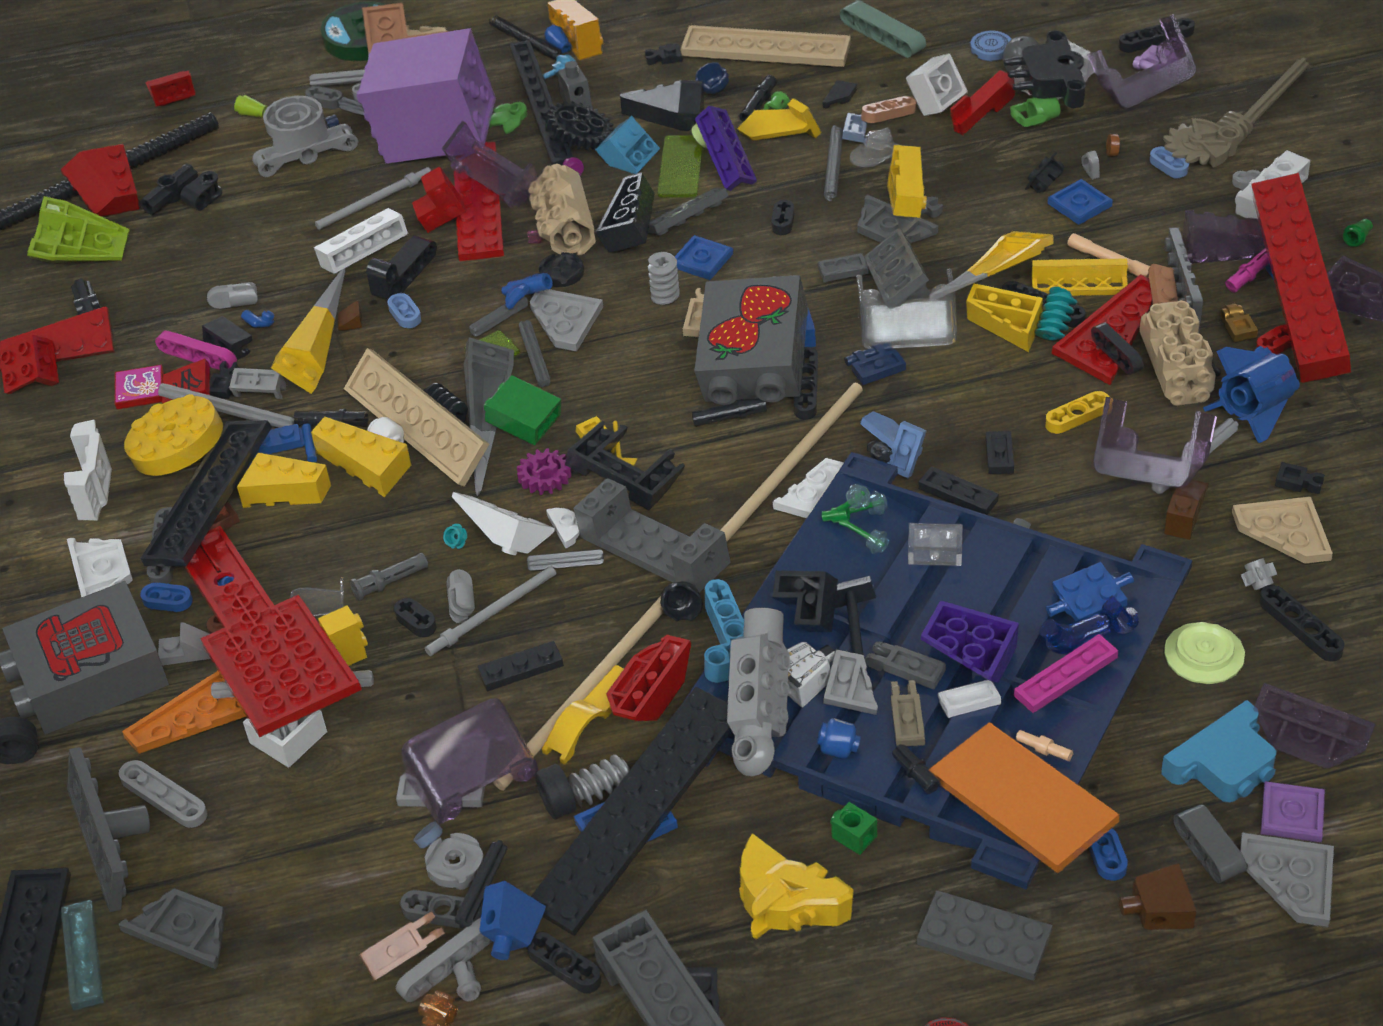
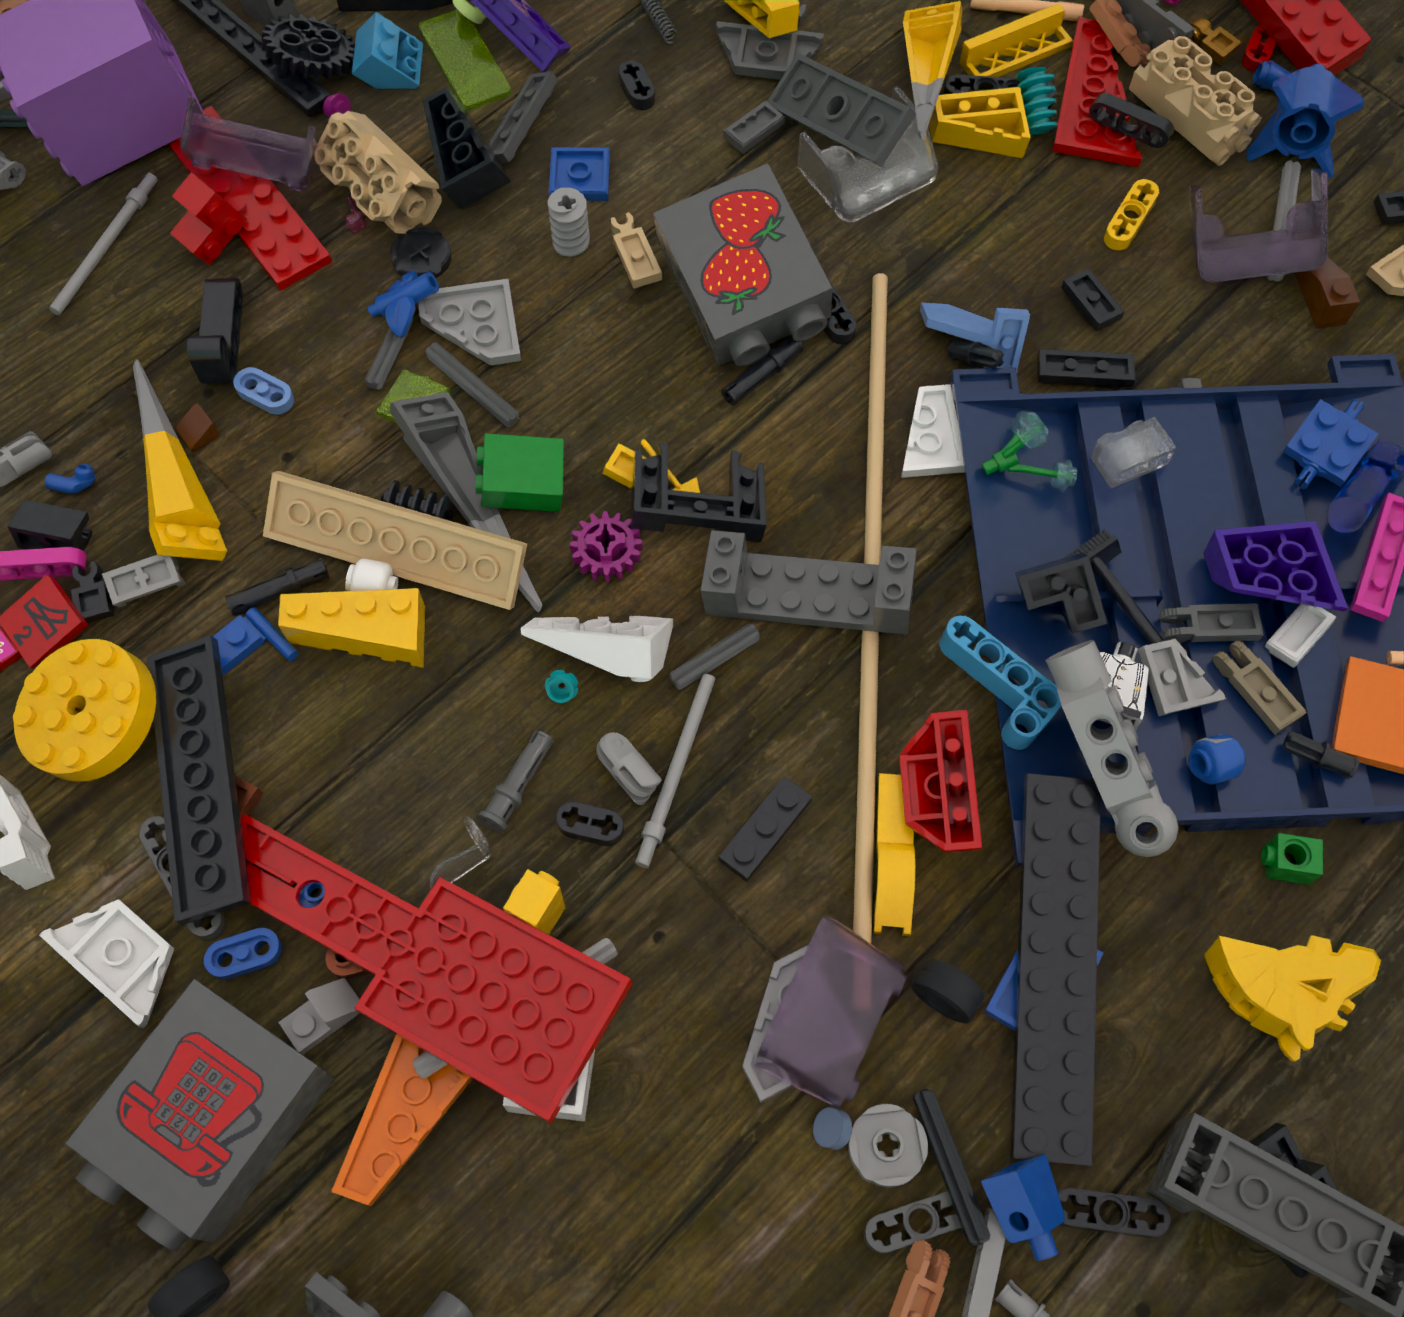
camera: 35 degrees left, 20 degrees up
(163, 793) = (450, 1252): light grey plate -> none
(229, 407) = (127, 631): light grey axle -> none
(283, 480) = (281, 708): yellow wedge -> none
(361, 240) = (136, 313): white brick -> none
(509, 116) = (203, 62): bright green plate -> none
(564, 524) = (681, 606): white plate -> none
(598, 779) = (981, 941): light grey piece -> none
(681, 601) = (900, 652): black hair -> none
(875, 363) = (886, 241): dark blue plate -> none

